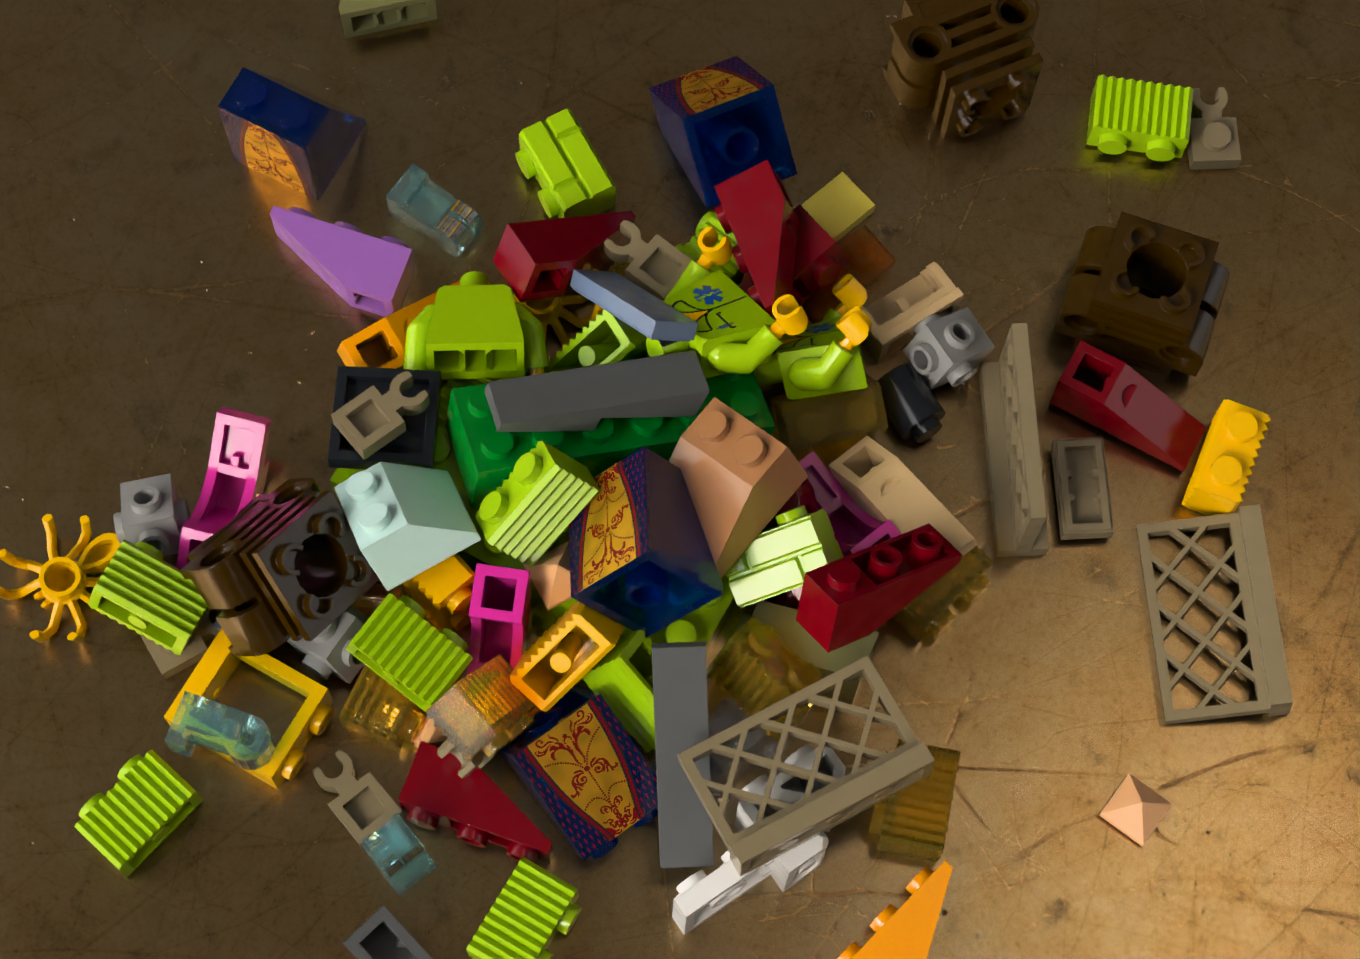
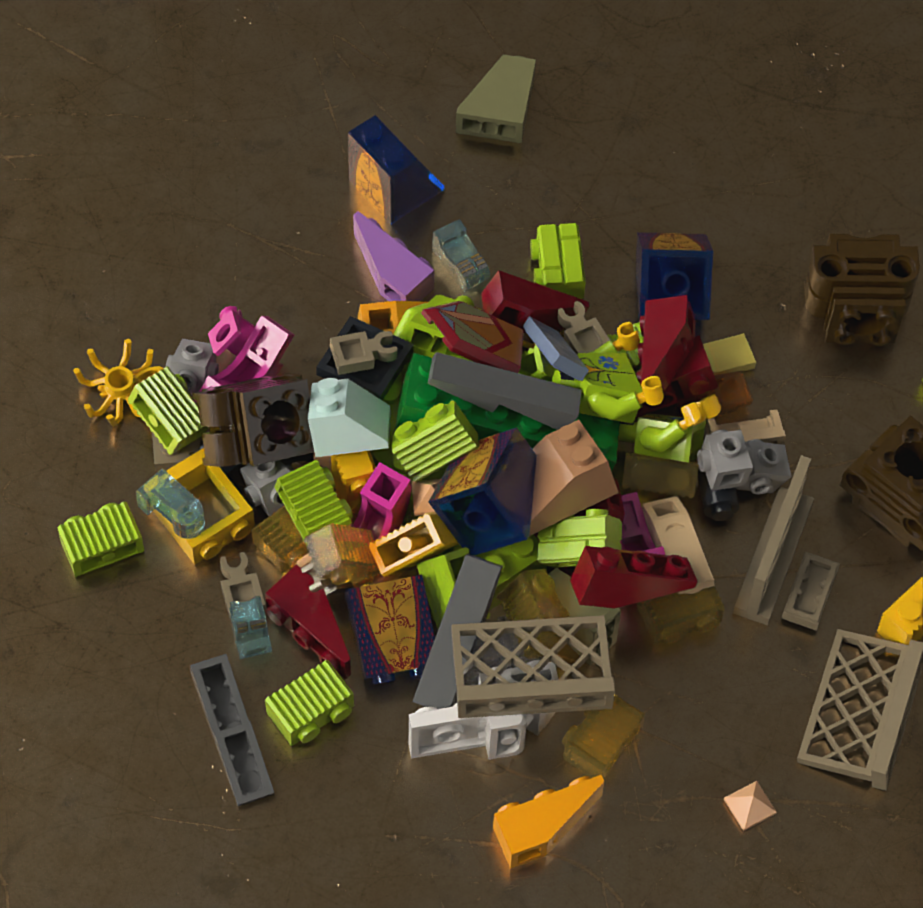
camera: 25 degrees right, 10 degrees down
(182, 446) = (230, 332): none -> dark pink bracket
(526, 329) = (478, 335): none -> tile
(912, 363) = (725, 459): none -> light grey brick
(1126, 406) = (864, 548): dark red slope -> none

